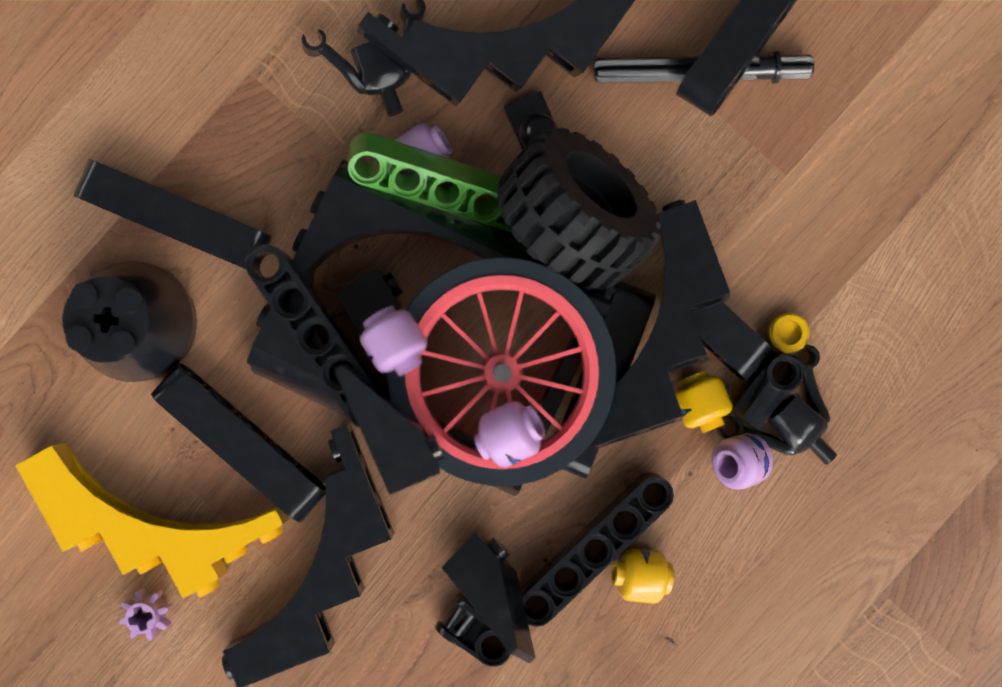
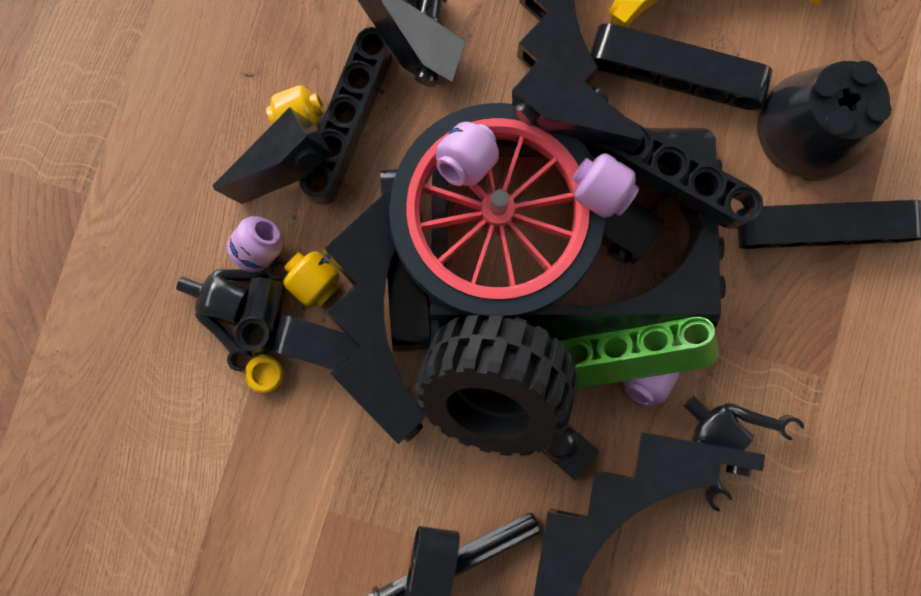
camera: 160 degrees right, 5 degrees down
(680, 533) = (276, 159): none -> black slope

